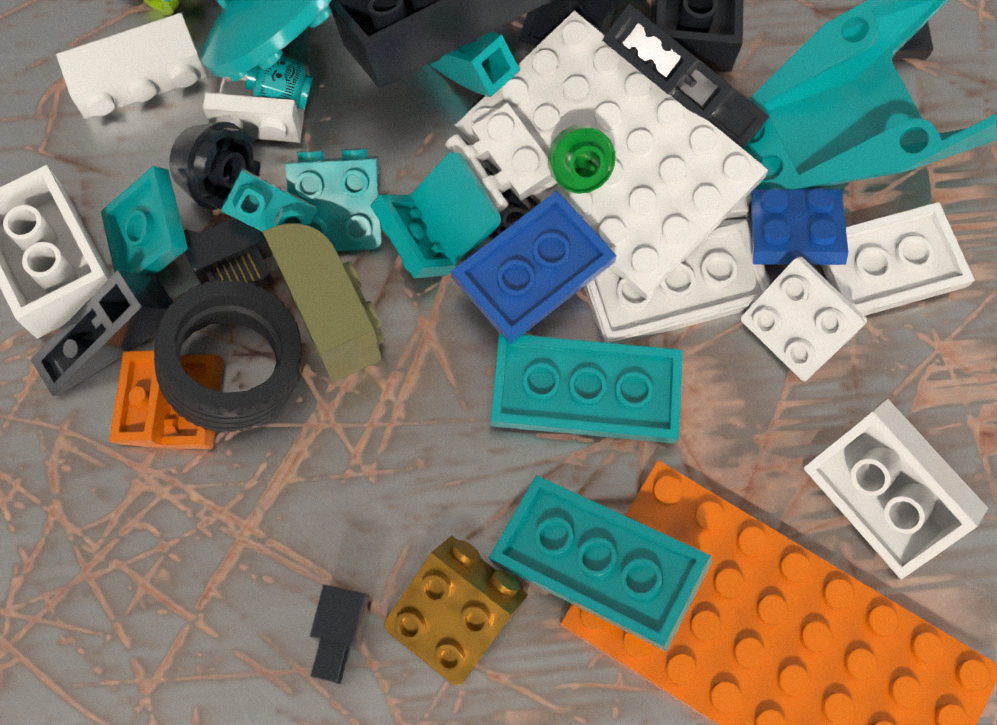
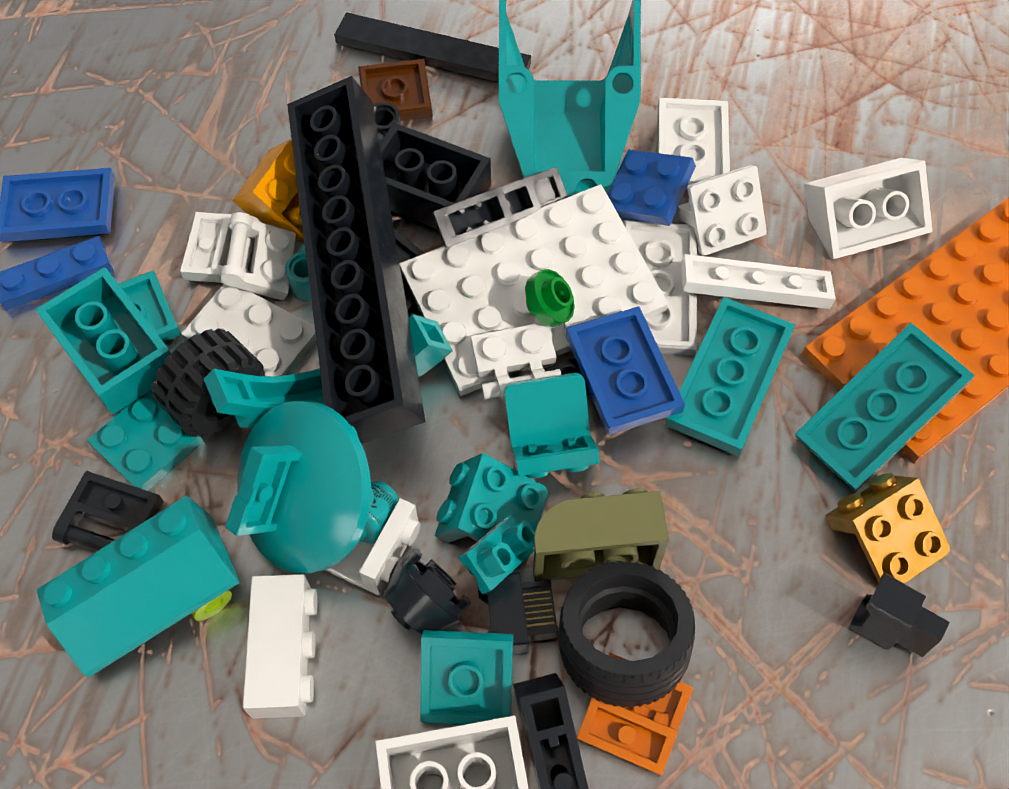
camera: 65 degrees left, 10 degrees down
(720, 382) = (757, 281): none -> white plate

